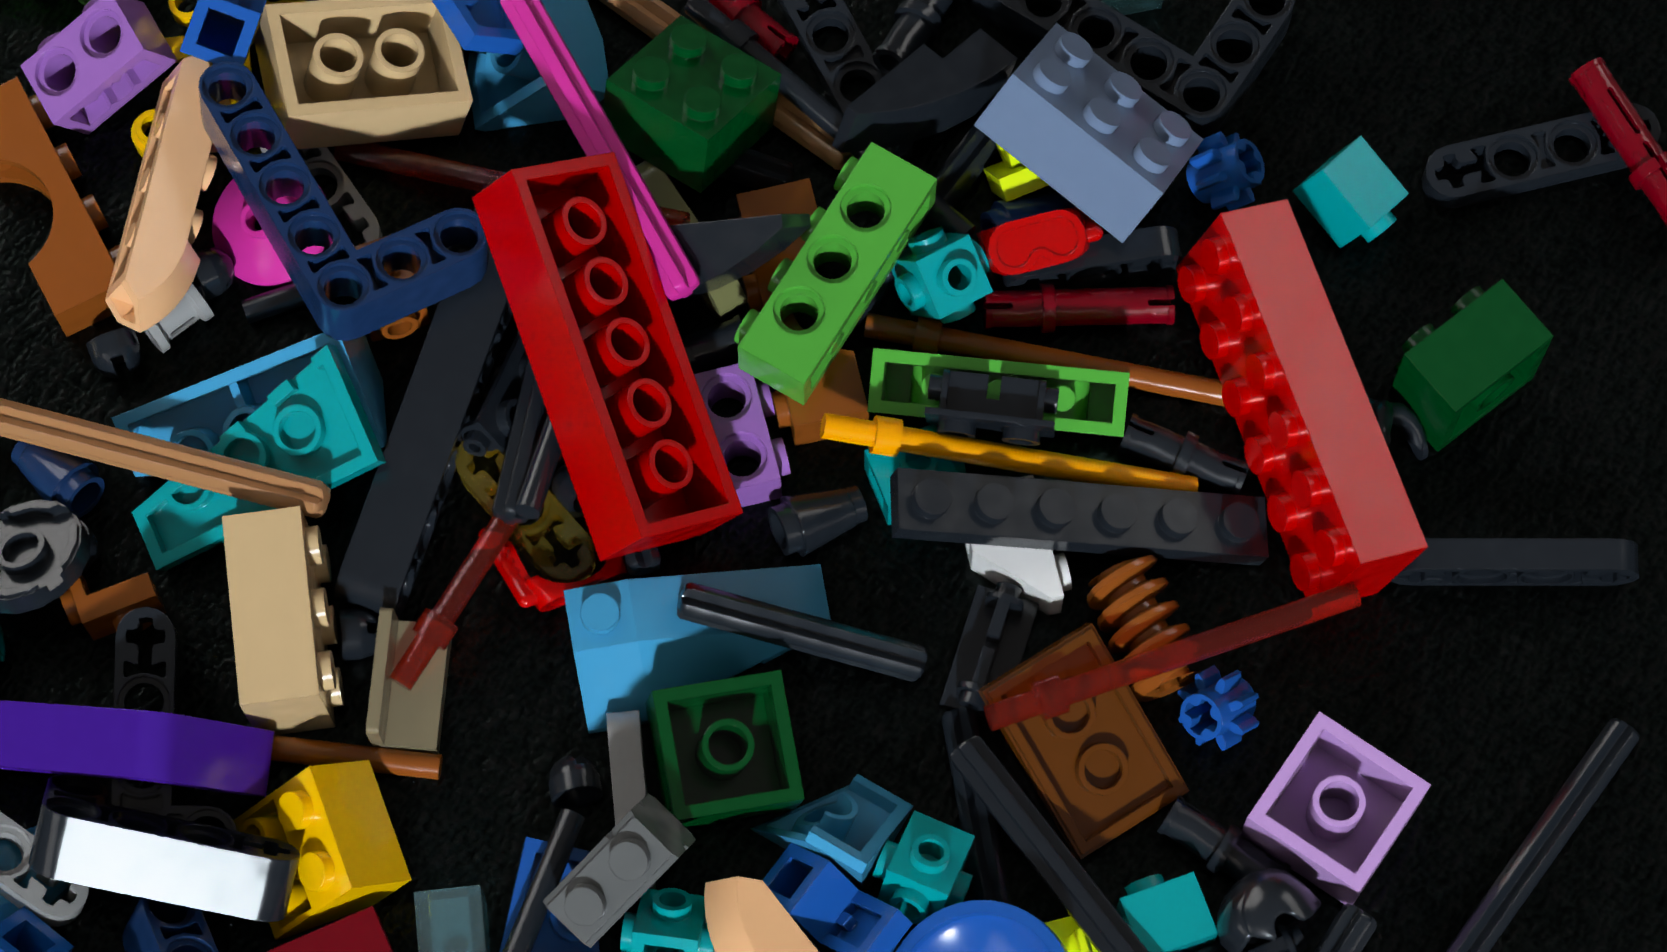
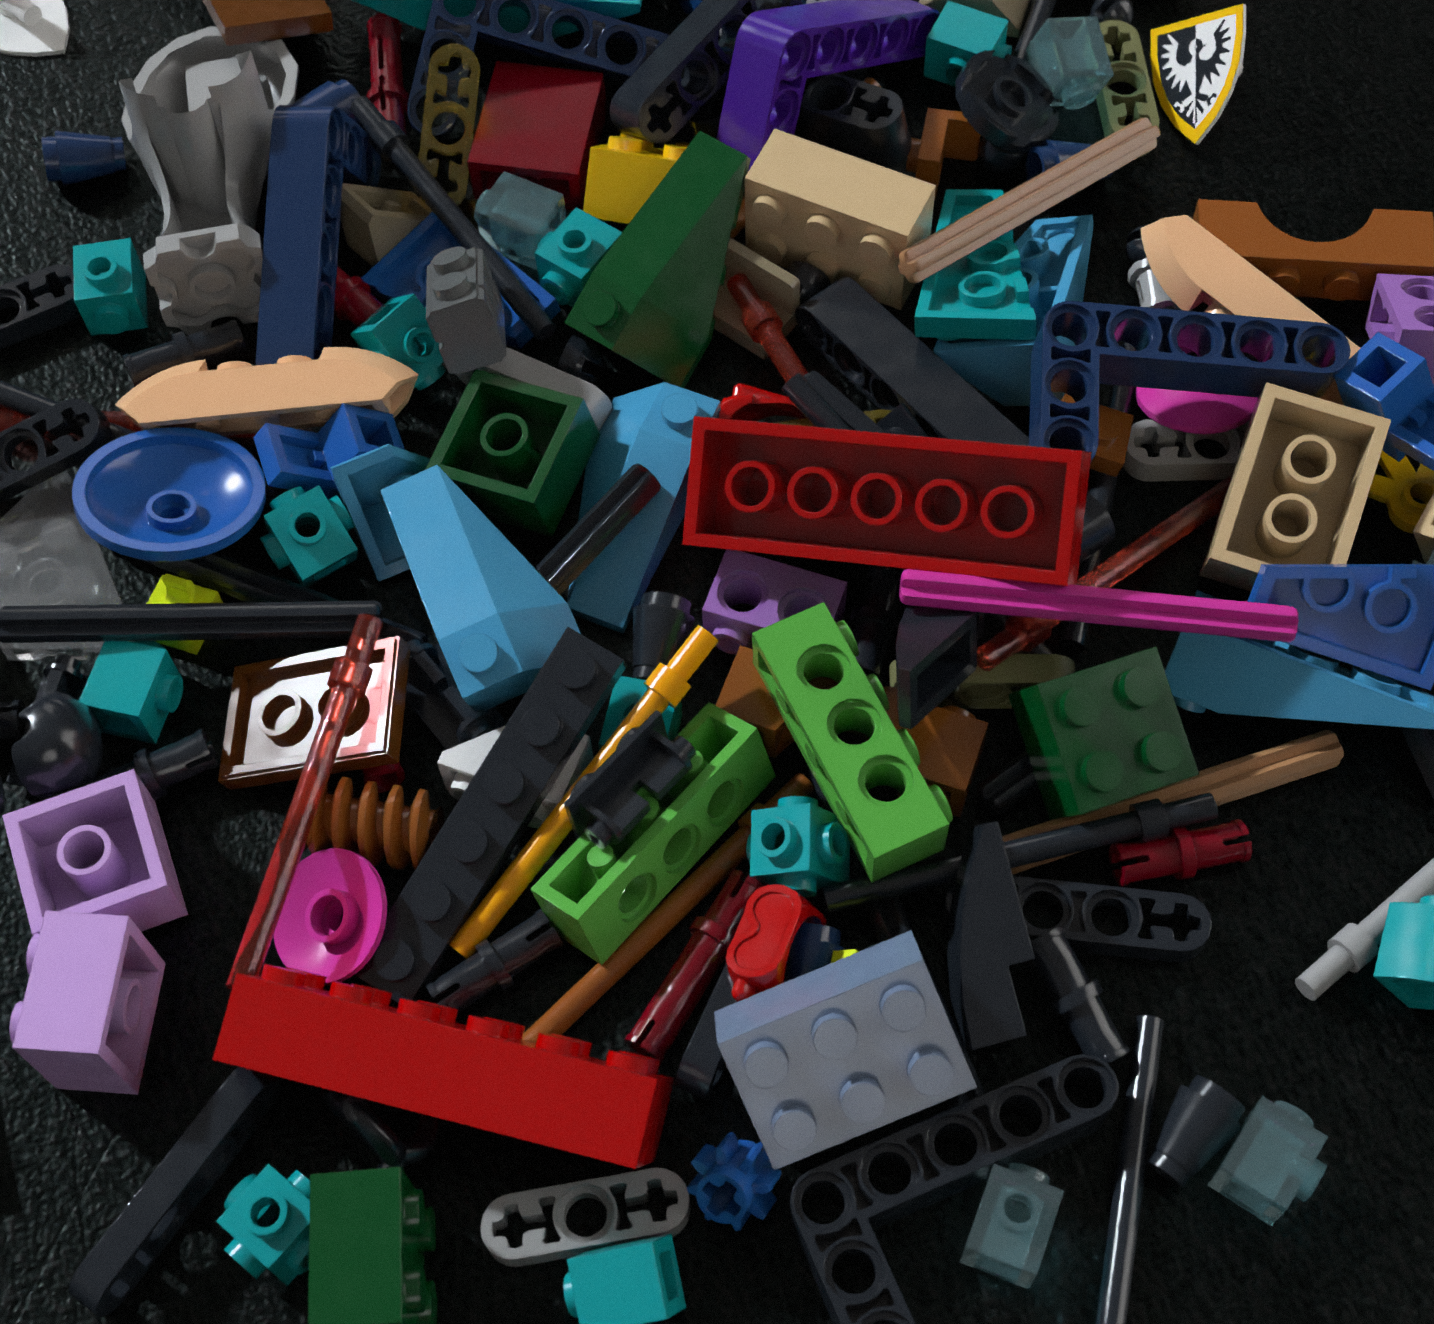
camera: 125 degrees right, 10 degrees down
(443, 736) = (663, 273): none -> dark green wedge
(454, 827) = (571, 254): none -> teal brick
(891, 656) = (479, 591): none -> dark azure wedge
(1218, 707) = (249, 835): blue gear -> none
(1256, 577) = (310, 923): none -> dark pink dish
(1361, 288) = (563, 1196): none -> light grey beam
(1446, 709) = (88, 1002): none -> lavender brick
(1476, 477) = (249, 1211): none -> teal brick

